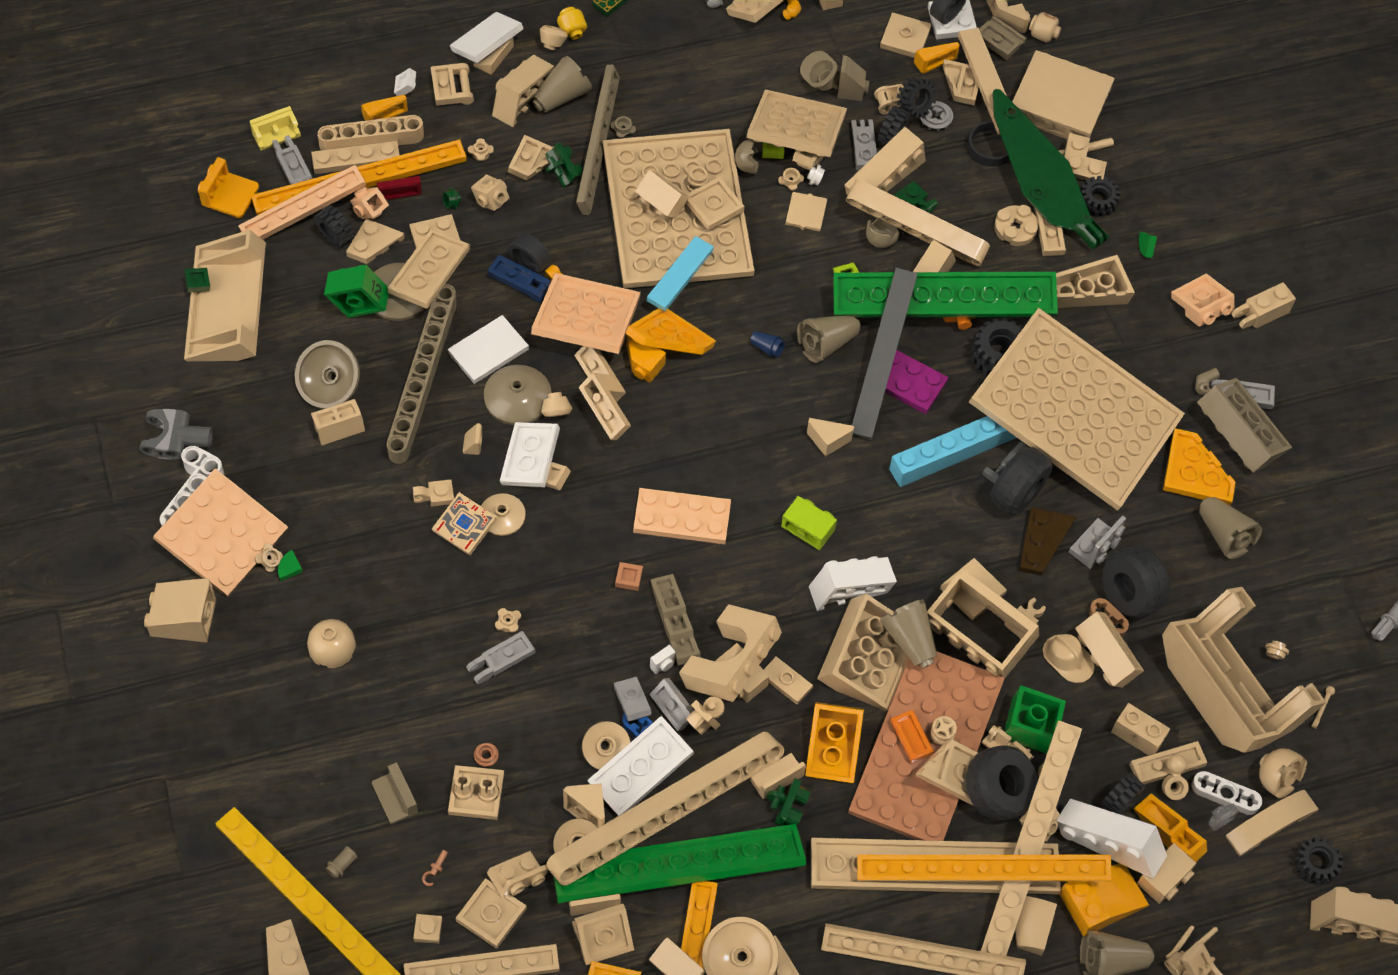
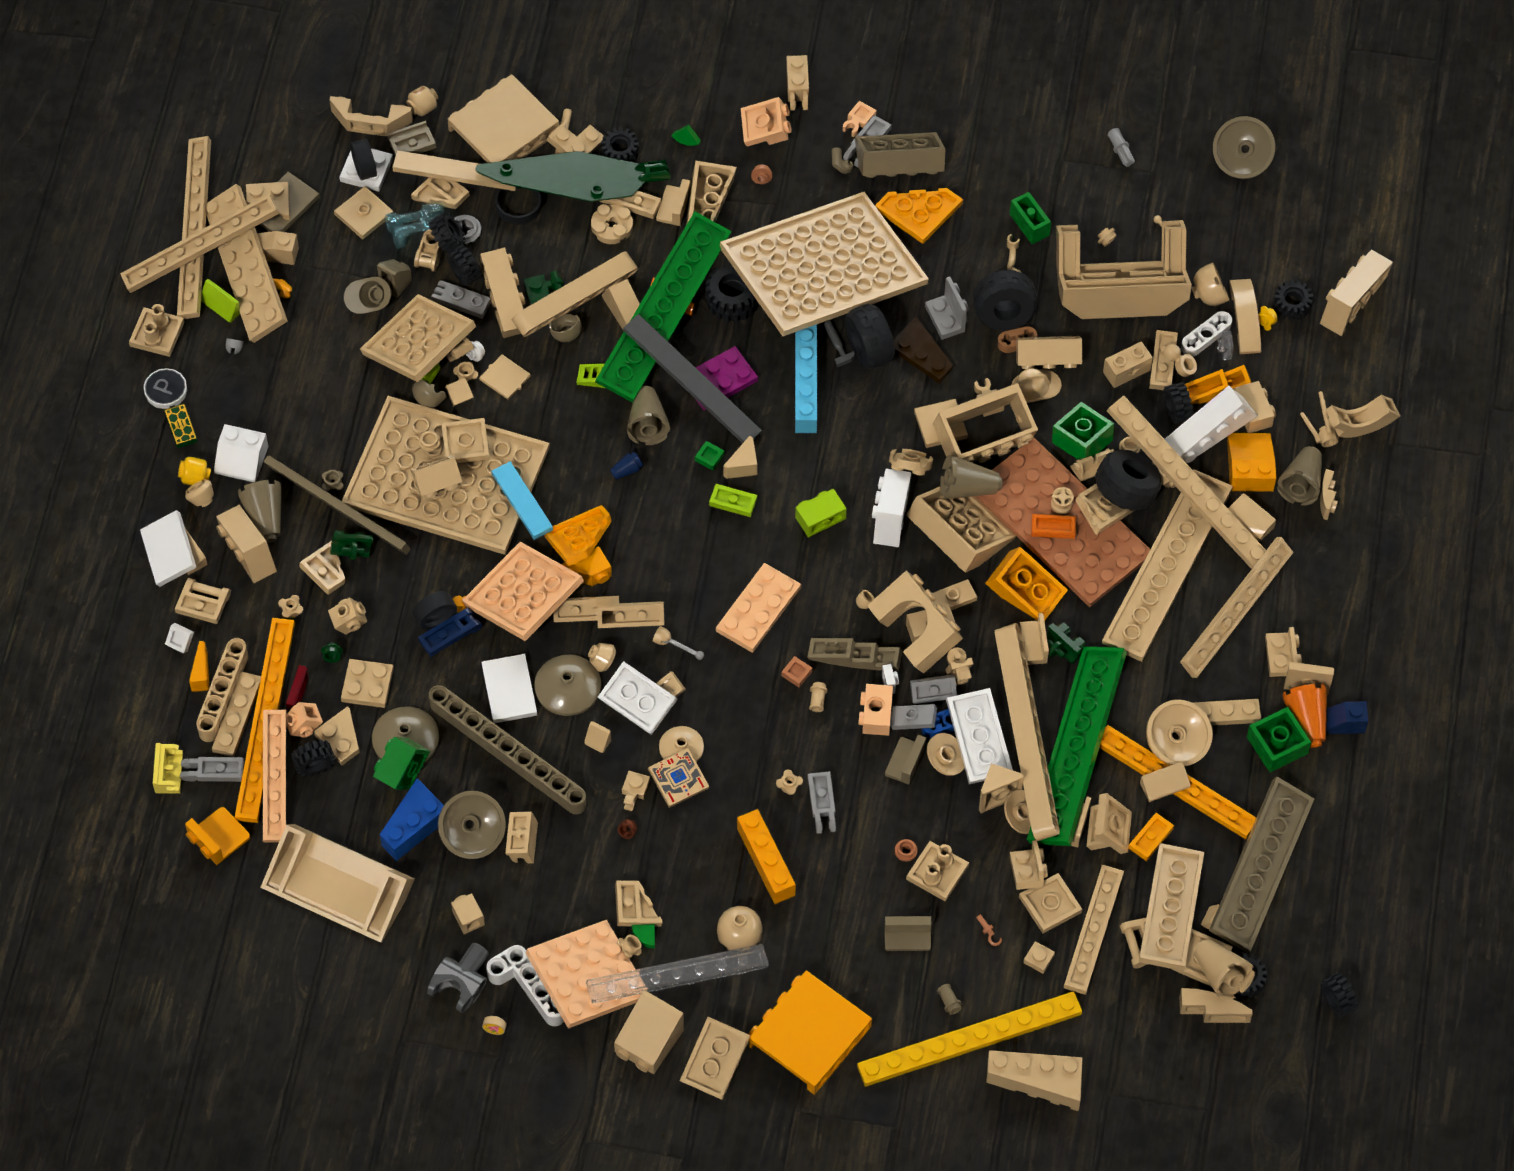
camera: 60 degrees left, 0 degrees up
(138, 481) = (494, 1025): none -> tile
(181, 677) = (715, 1058): none -> tan tile
(197, 280) = (305, 896): dark green plate -> none
(240, 411) = (467, 913): none -> tan brick
(246, 749) = (810, 1030): none -> light orange panel
(253, 607) = (677, 973): none -> clear tile
(310, 325) = (411, 821): none -> blue wedge
(313, 543) = (633, 905): none -> tan wing
(391, 504) = (623, 829): none -> copper hinge
(415, 632) = (766, 856): none -> light orange brick
(428, 268) = (406, 696): tan tile -> none
(585, 713) = (906, 759): none -> dark tan panel
(605, 448) = (663, 637): none -> hinge
(609, 46) = (240, 453): none -> white slope
(612, 606) = (817, 697): none -> tan pin
(613, 671) = (876, 697): none -> light nougat brick
(743, 603) = (864, 599): none -> tan hinge
(767, 181) = (459, 392): none -> tan tile
(782, 445) = (733, 500): none -> lime plate
(818, 405) = (709, 455): none -> green plate
(907, 58) = (400, 232): none -> clear light blue piece
(909, 577) = (910, 460): none -> tan plate
(933, 57) = (403, 199): light orange slope -> none
(984, 867) = (1195, 525): light orange plate -> none
(1068, 261) = (674, 203): none -> tan panel
(1146, 320) = (761, 174): none -> nougat plate
(1196, 576) = (1012, 254): none -> tan piece
(1229, 527) = (983, 212): dark tan cone -> none
(1249, 567) = (1030, 218): none -> green brick
(1263, 374) = (858, 117): none -> light nougat plate
(1280, 843) = (1267, 317): none -> yellow plate

